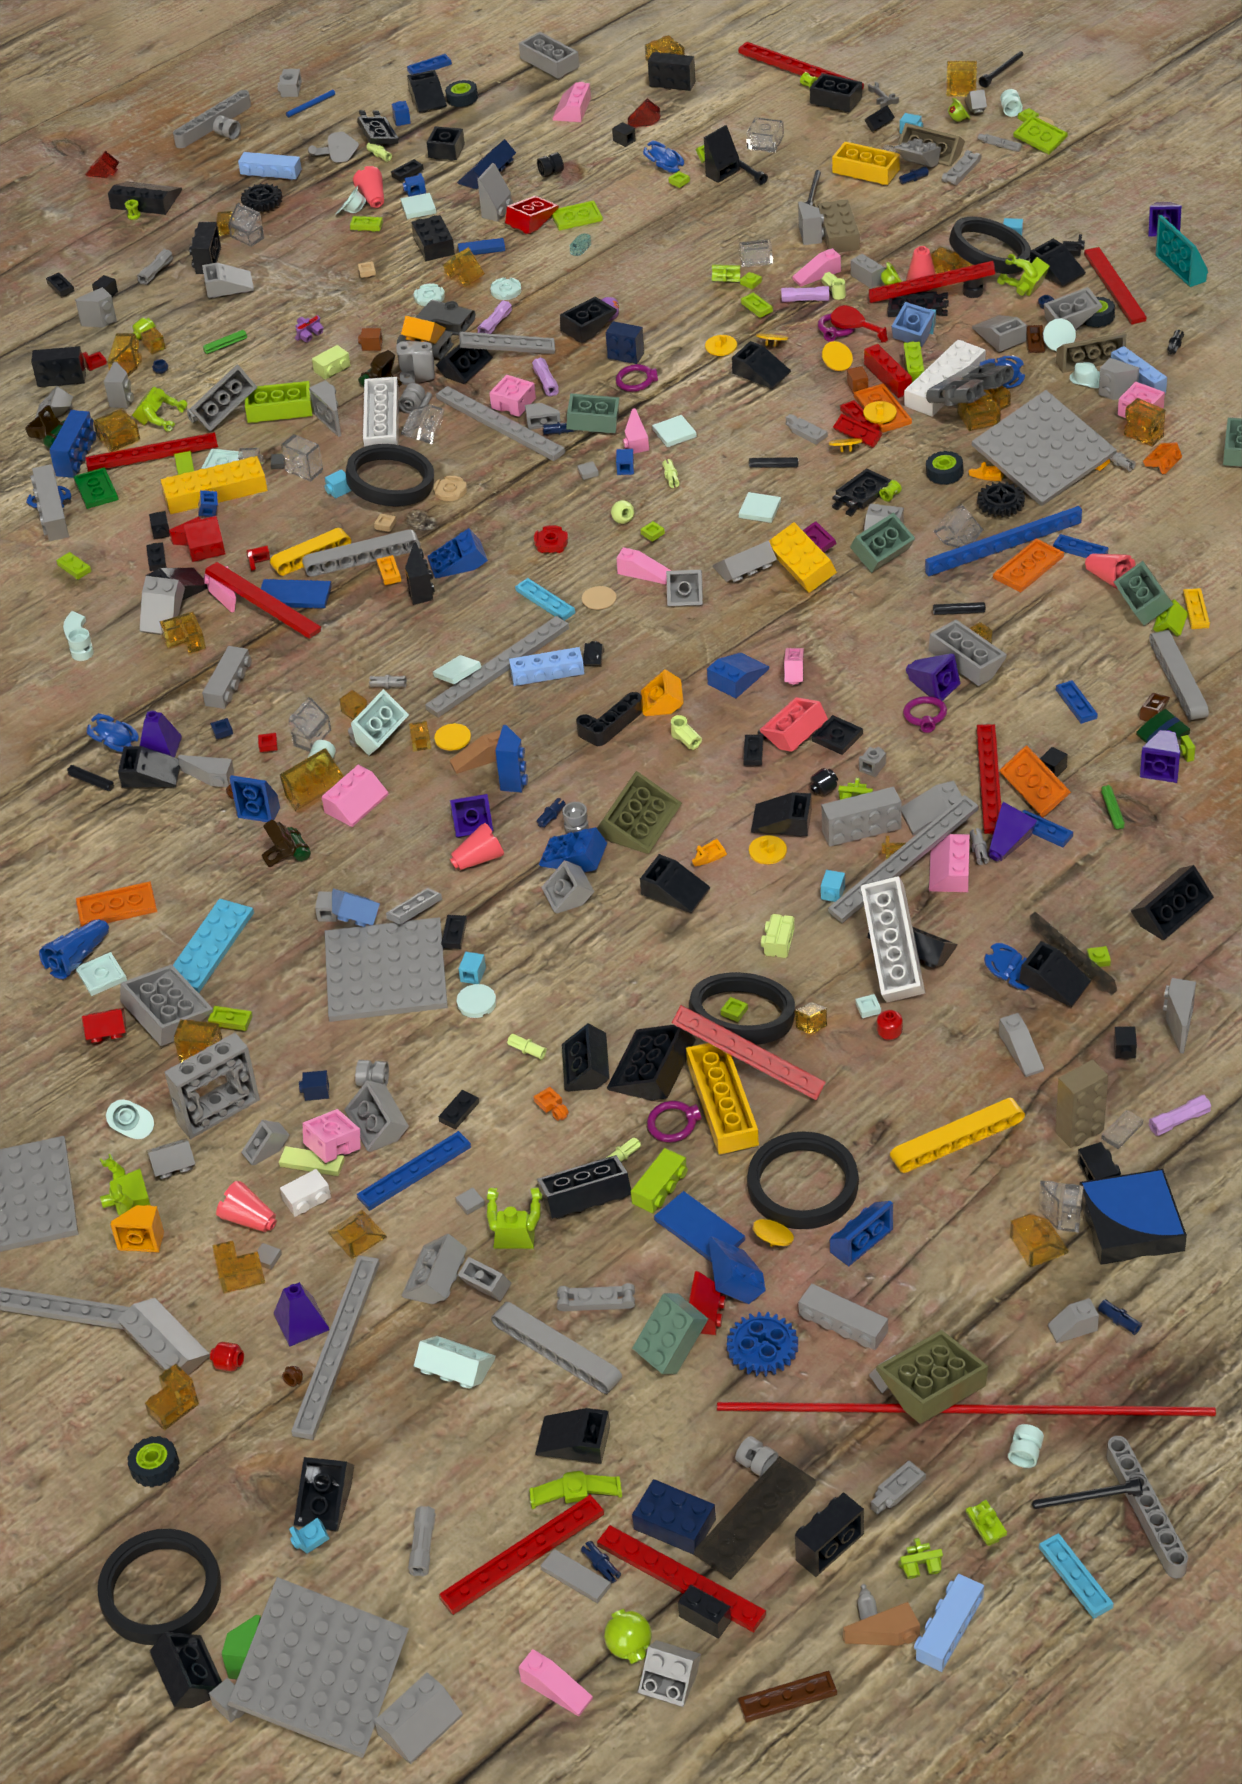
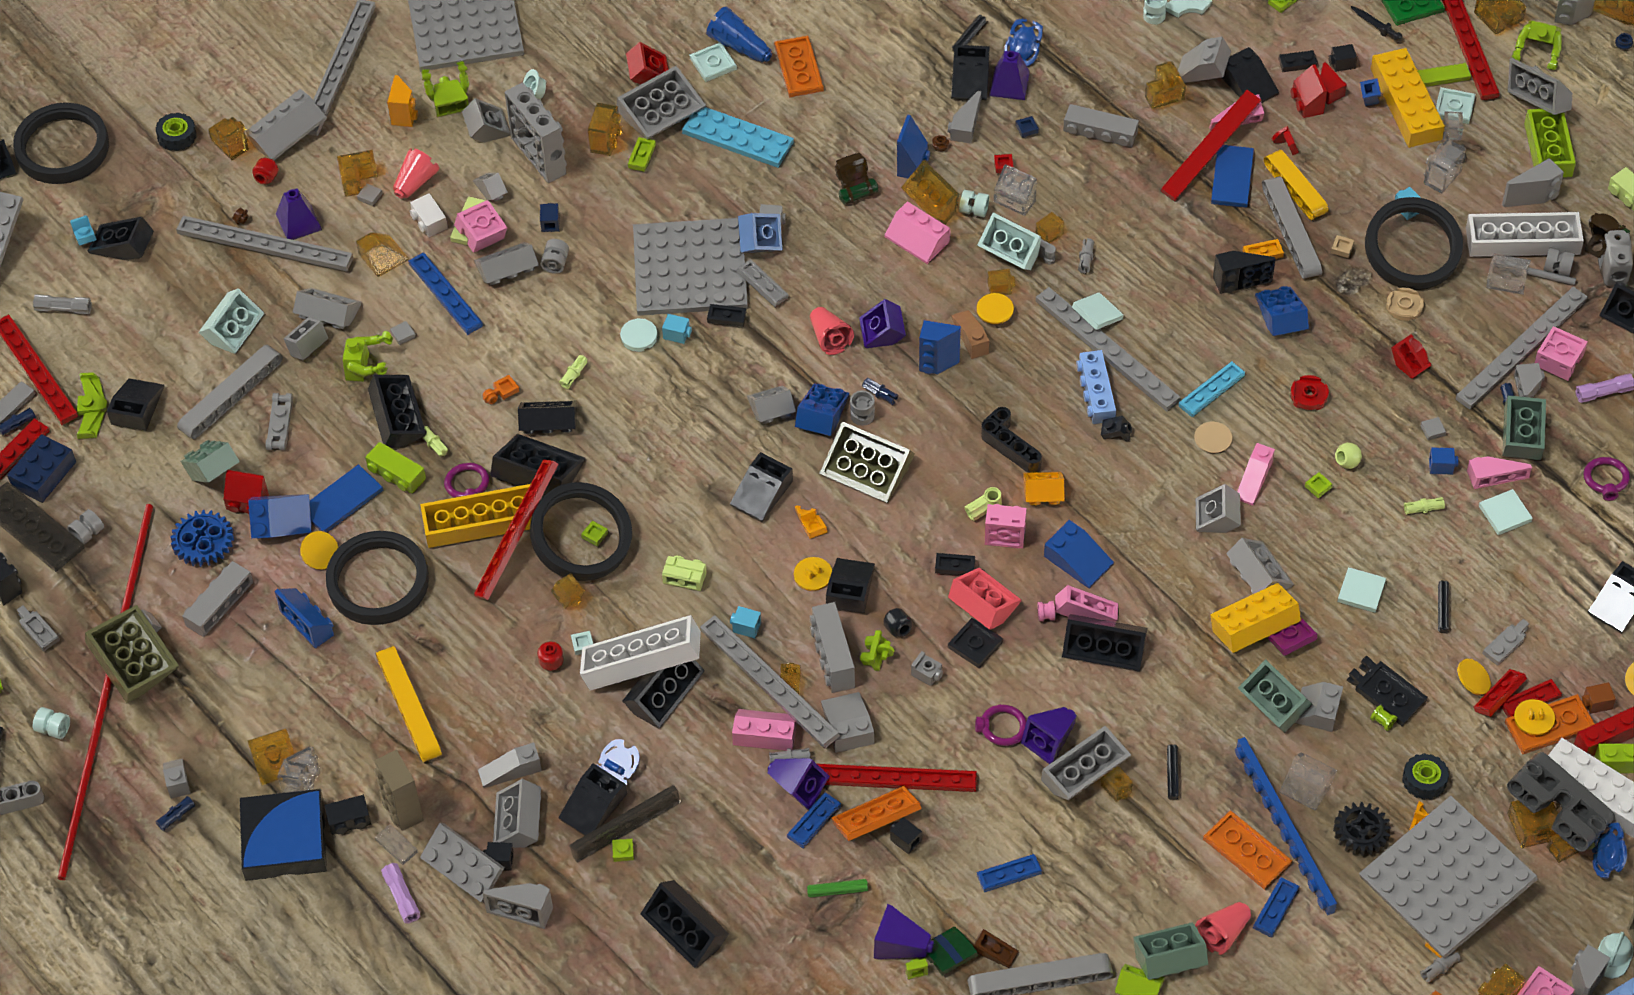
camera: 90 degrees right, 10 degrees up
(125, 502) = (1385, 29): none -> black sword
(458, 1109) = (509, 323): black plate -> none
(516, 482) = (1410, 356): none -> red slope
(713, 710) = (1005, 526): none -> bright pink piece
(801, 687) = (1046, 611): none -> bright pink wheel
(830, 650) = (1104, 642): none -> black slope
(1077, 1035) = (517, 814): none -> light grey slope
(1140, 1066) = (461, 861): none -> light grey plate

